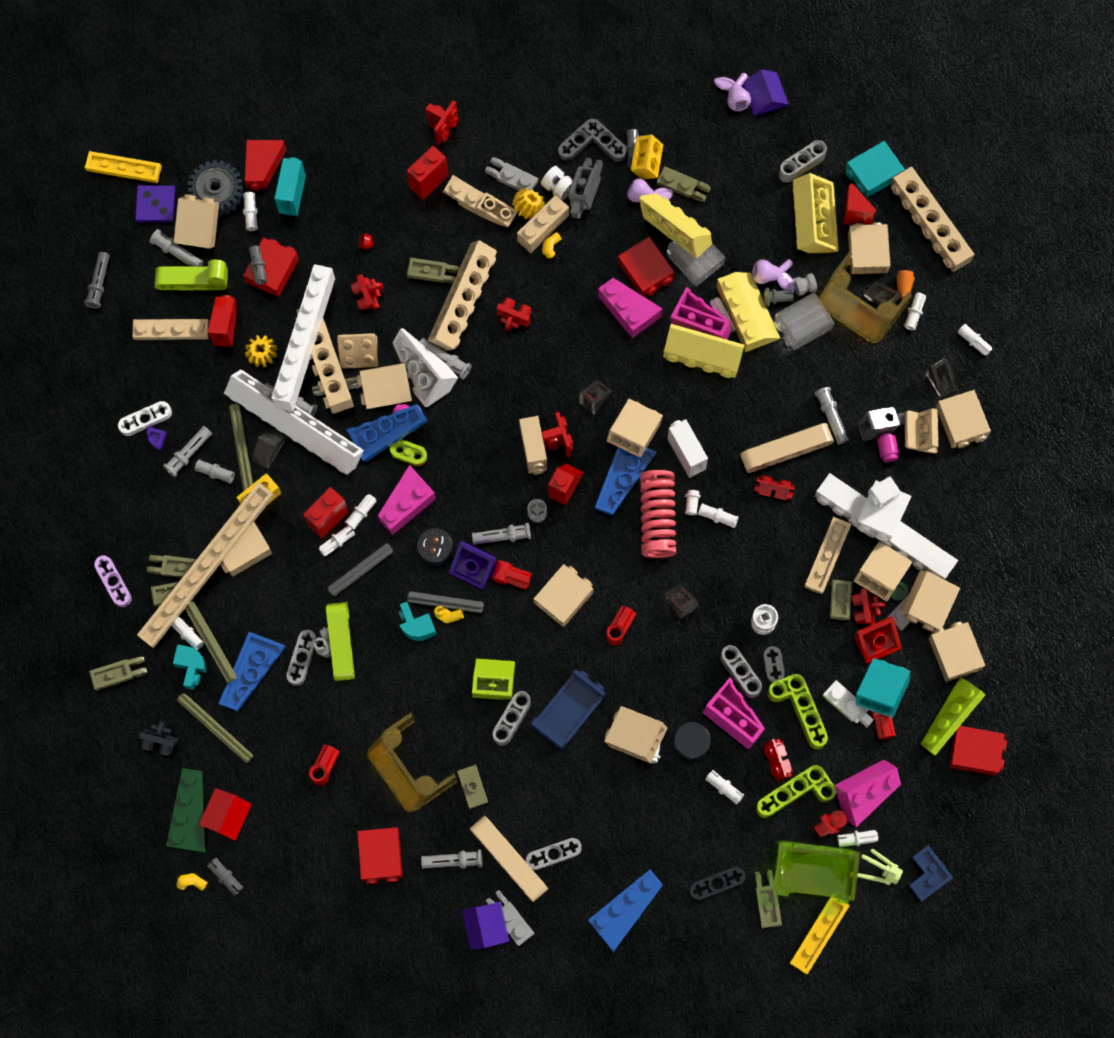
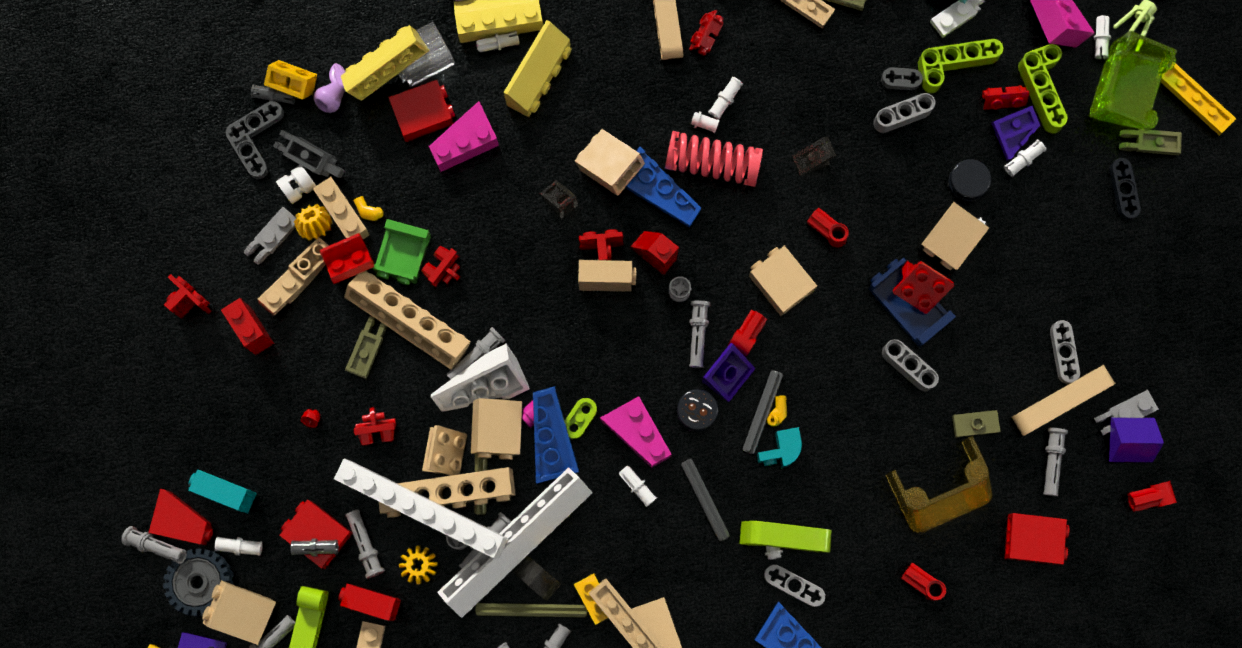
camera: 80 degrees left, 5 degrees up
(239, 141) = (146, 542): none -> light grey pin
(262, 310) = (367, 554): none -> light grey pin
(322, 647) = (798, 559): light grey pin -> none
(326, 513) = (636, 523): red brick -> none
(336, 540) = (666, 519): white axle -> none
(439, 955) = (1157, 495): none -> red piece
(493, 679) = (863, 375): lime slope -> none
(501, 236) = (347, 258): none -> red bracket
(519, 280) = (401, 252): none -> bright green panel
(582, 712) = (922, 286): none -> red bracket
(623, 911) = (1138, 292): blue wing -> none
(682, 184) = (330, 51): olive hinge -> none
(687, 448) = (645, 110): white brick -> none
(698, 316) = (498, 65): dark pink wedge -> none
(734, 715) = (952, 129): dark pink wedge -> none
(748, 774) = (1015, 130): none -> dark purple wing
(764, 619) = (850, 79): white wheel -> none
(831, 823) = (1088, 59): red hips -> none

